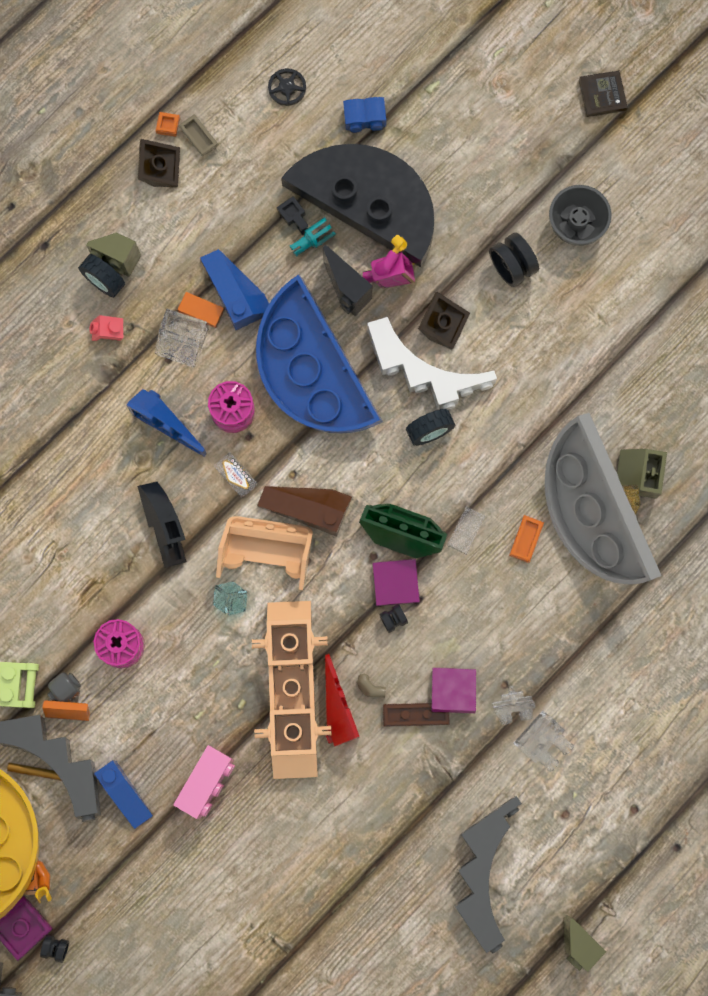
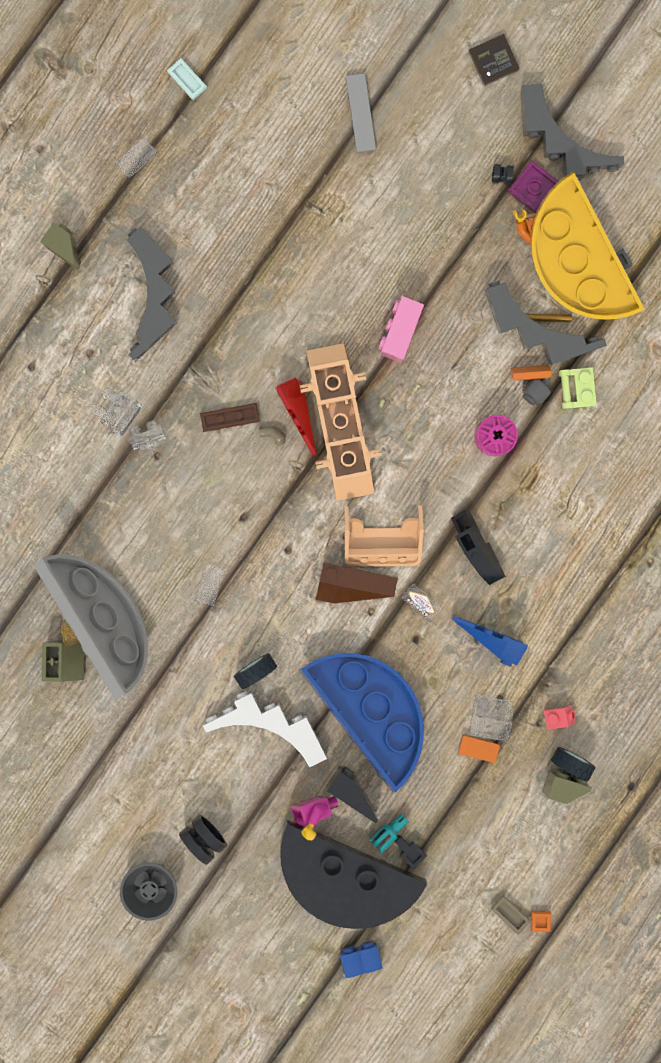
camera: 175 degrees right, 10 degrees up
(123, 793) = (468, 310): blue slope -> none
(158, 164) = (541, 880): dark brown slope -> none
(230, 598) = (407, 491): clear light blue panel -> none
(238, 294) = (447, 768): blue wedge -> none
(239, 415) = (428, 652): dark pink wheel -> none
(287, 86) = (437, 976): black wheel -> none
(396, 582) = (265, 529): magenta tile -> none
(397, 615) = (258, 499): black wheel -> none
(402, 530) = (265, 575): dark green wedge -> none
(443, 321) = (258, 773): dark brown slope -> none
(453, 690) = (200, 442): magenta tile -> none
(526, 539) = (156, 586): orange tile -> none
(603, 93) = (143, 1017): dark brown tile -> none

